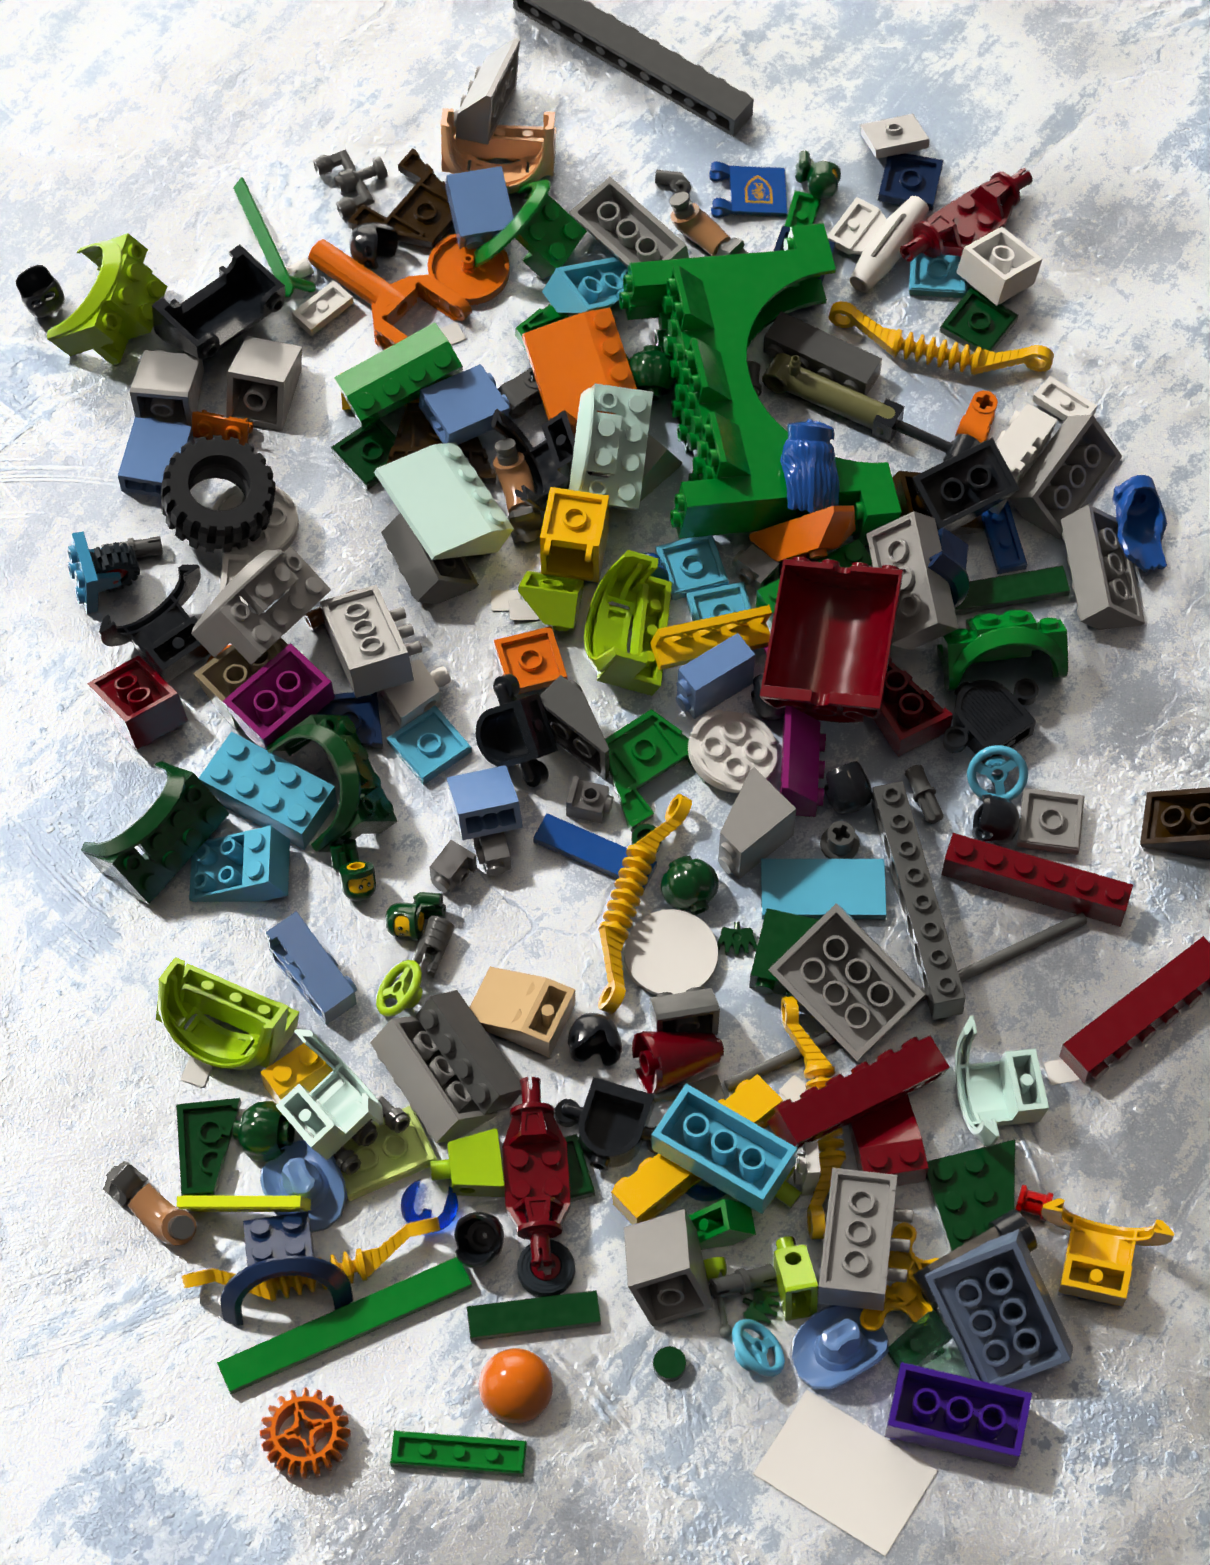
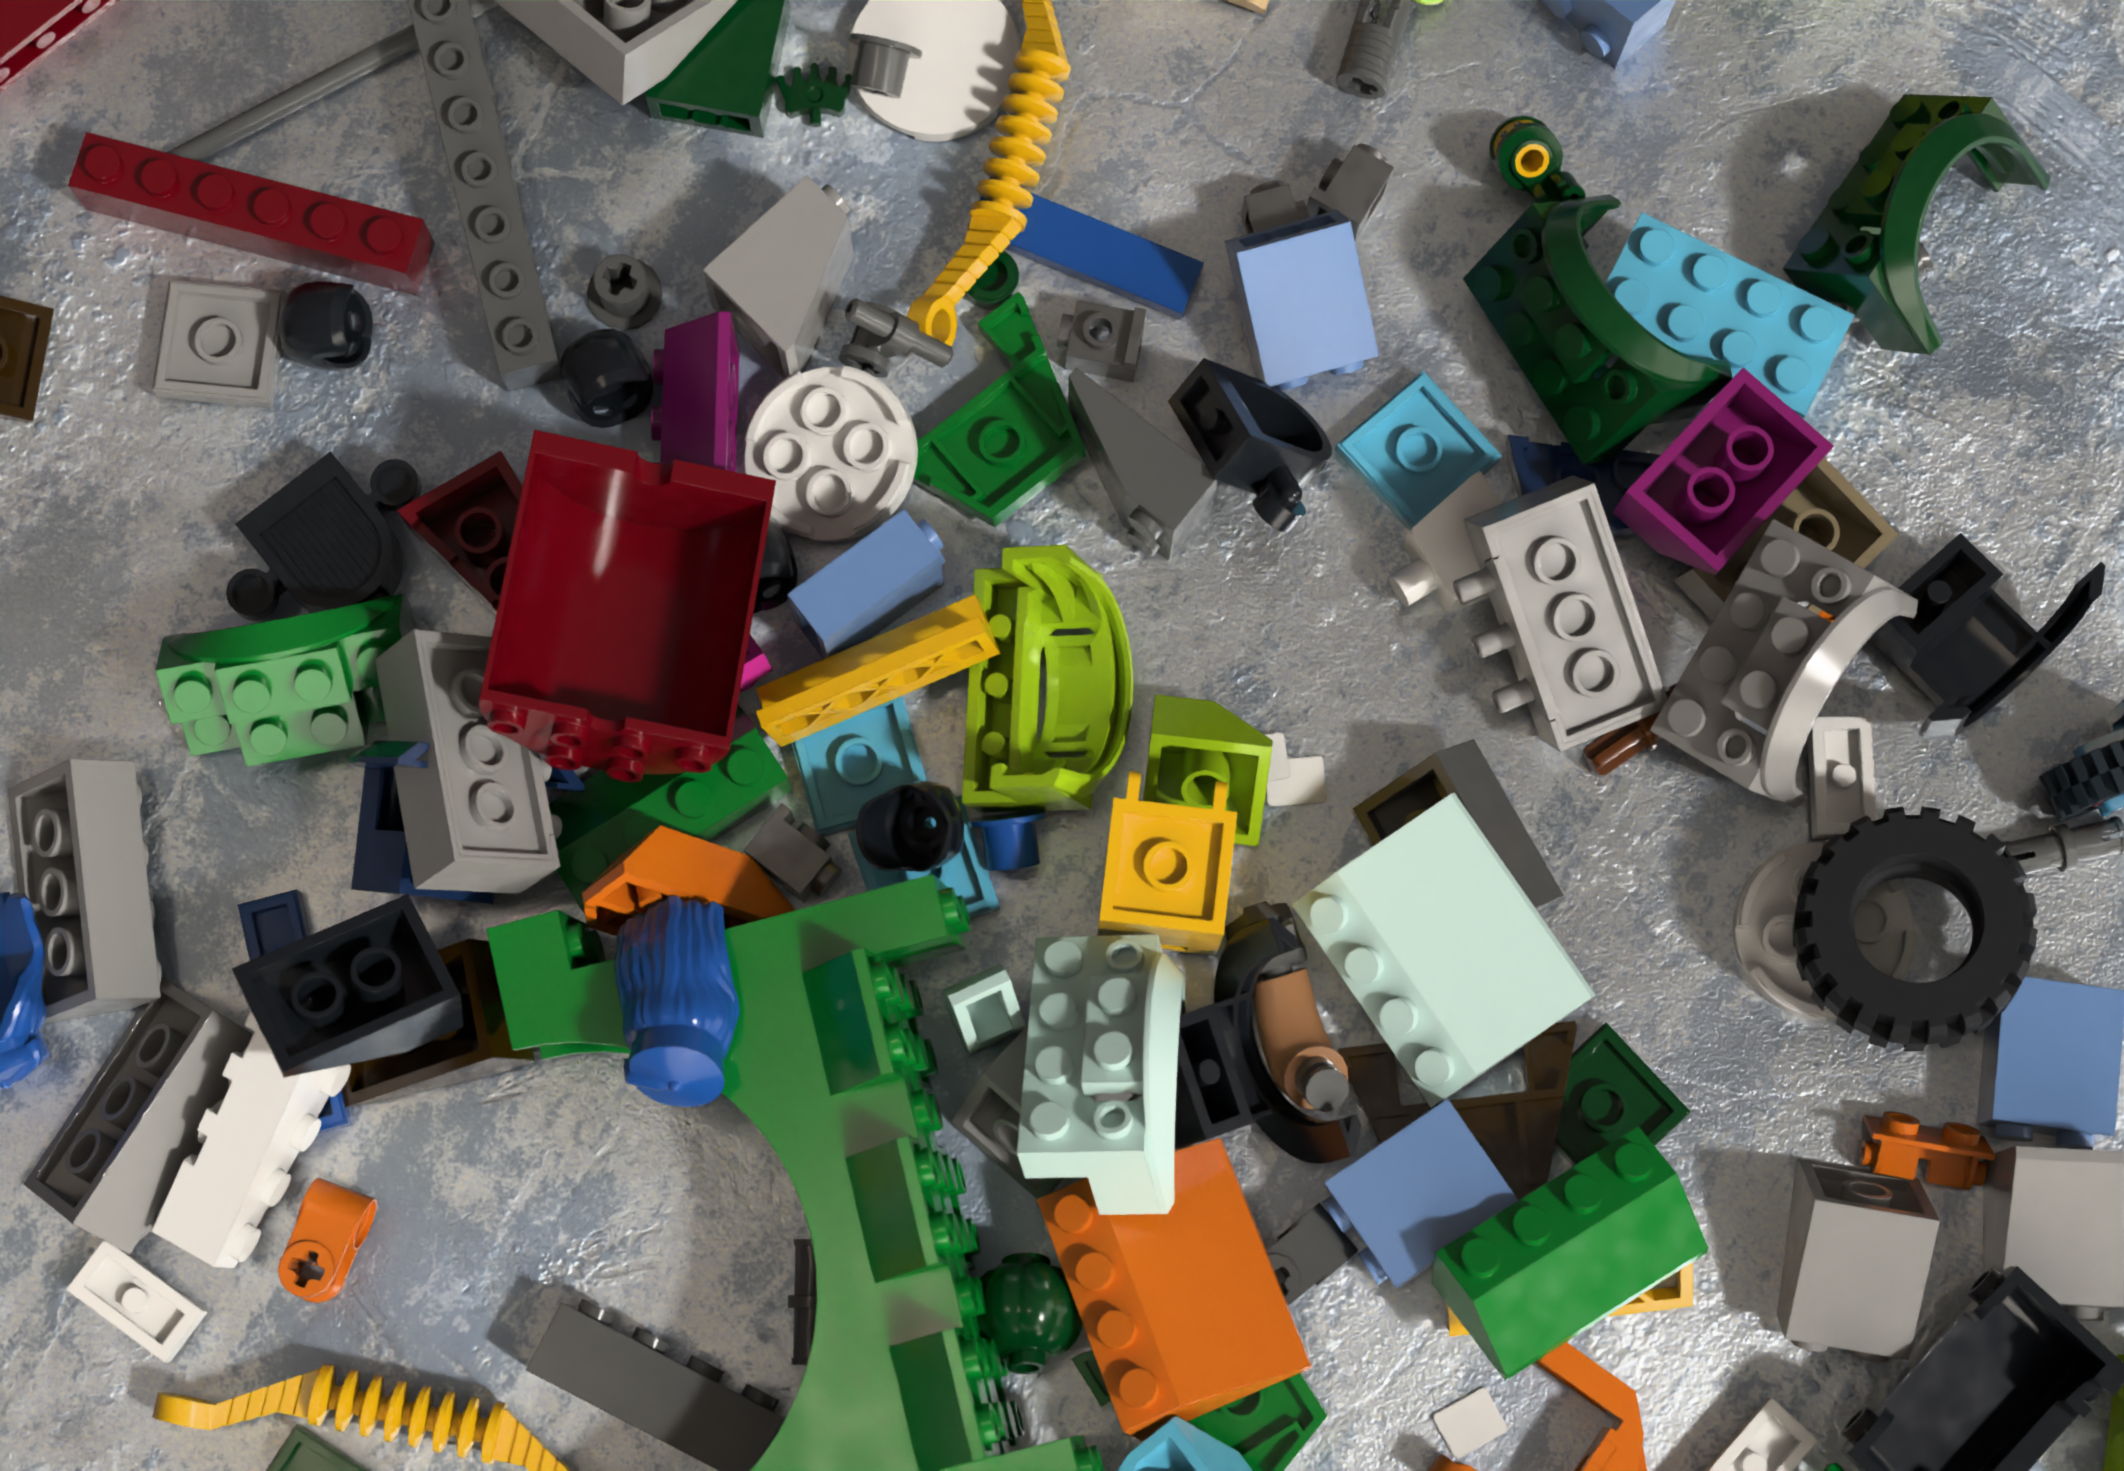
camera: 175 degrees right, 15 degrees up
(138, 702) = (2002, 494): dark red slope -> none
(241, 867) = (1741, 171): medium azure slope -> none
(409, 918) = (1422, 87): dark green piece -> none
(531, 658) = (1236, 631): orange plate -> none
(664, 482) = (984, 1008): none -> light aqua slope
(689, 884) = (905, 179): dark green plant -> none
(697, 568) = (898, 831): none -> black helmet
(699, 935) = (880, 64): none -> dark grey piece
(705, 798) = (886, 334): none -> dark grey piece
(816, 885) = (651, 193): medium azure tile -> none
(884, 418) = (572, 1258): olive piece -> none
(924, 794) = (461, 389): dark grey axle -> none
(997, 763) = (316, 428): medium azure piece -> none
(1015, 589) = (258, 851): dark green tile -> none

